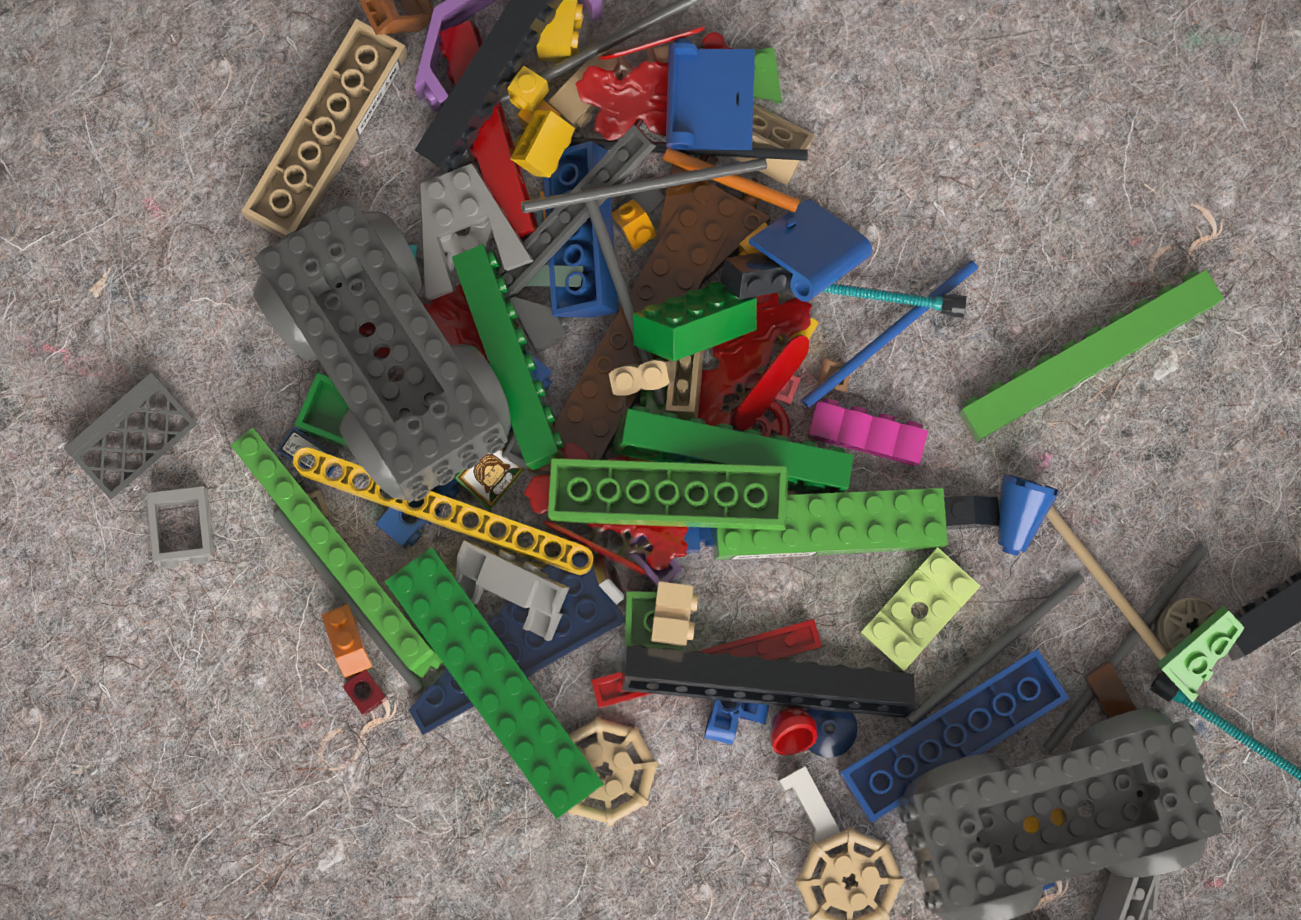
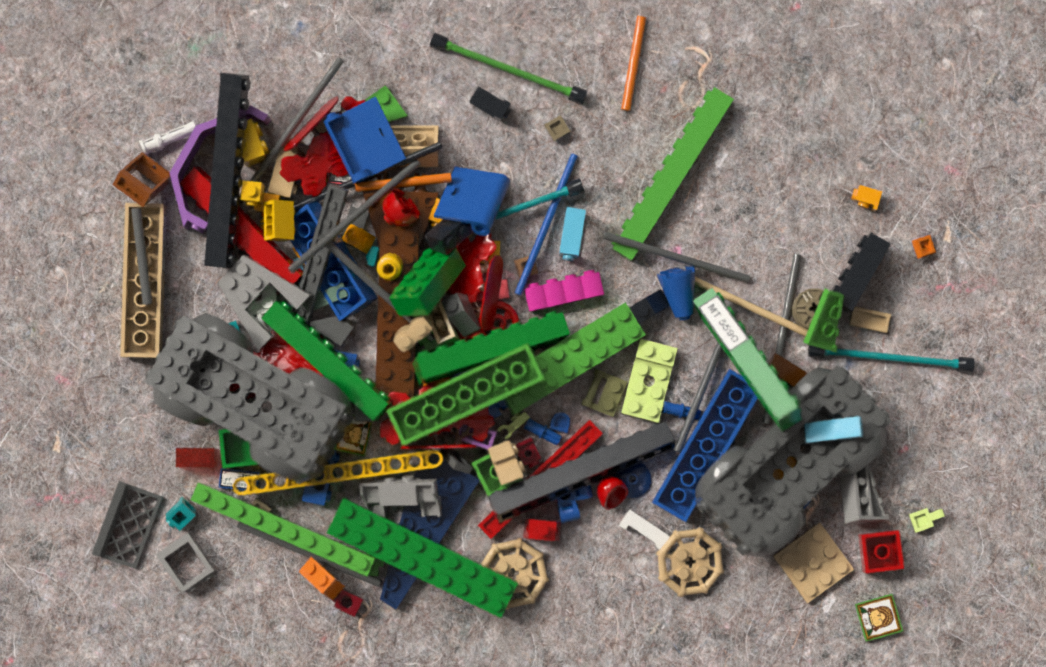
camera: 25 degrees left, 5 degrees up
(199, 466) = (180, 521): none -> teal brick
(268, 395) = (196, 457): none -> clear red brick
(339, 96) = (141, 256): none -> dark grey piece
(640, 257) = (372, 256): none -> teal tile
(647, 279) = (385, 270): none -> yellow head
(673, 732) = (542, 530): none -> red torso
(707, 209) = (399, 210): none -> red cylinder
(715, 609) = (528, 444): none -> dark red brick
(717, 388) = (461, 313): none -> dark grey slope
(718, 570) = (517, 420): none -> yellowish green plate
(742, 602) = (542, 431): none -> blue axle
(772, 603) = (560, 422): none -> blue tile
(857, 602) = (610, 396): none -> olive plate
(875, 32) = (441, 43): none -> bright green hose
(898, 143) = (491, 104): none -> black bracket
(918, 361) = (572, 233): none -> medium azure window
(938, 669) = (678, 410): none -> blue axle
(969, 218) = (557, 128): none -> dark tan plate
(1041, 465) = (677, 257): none -> dark grey piece
(1070, 648) = (748, 359): none -> brick
(1113, 187) = (633, 63): none -> orange piece
(1138, 802) = (833, 429): none -> medium azure tile
(1257, 685) = (870, 319): none -> tan tile

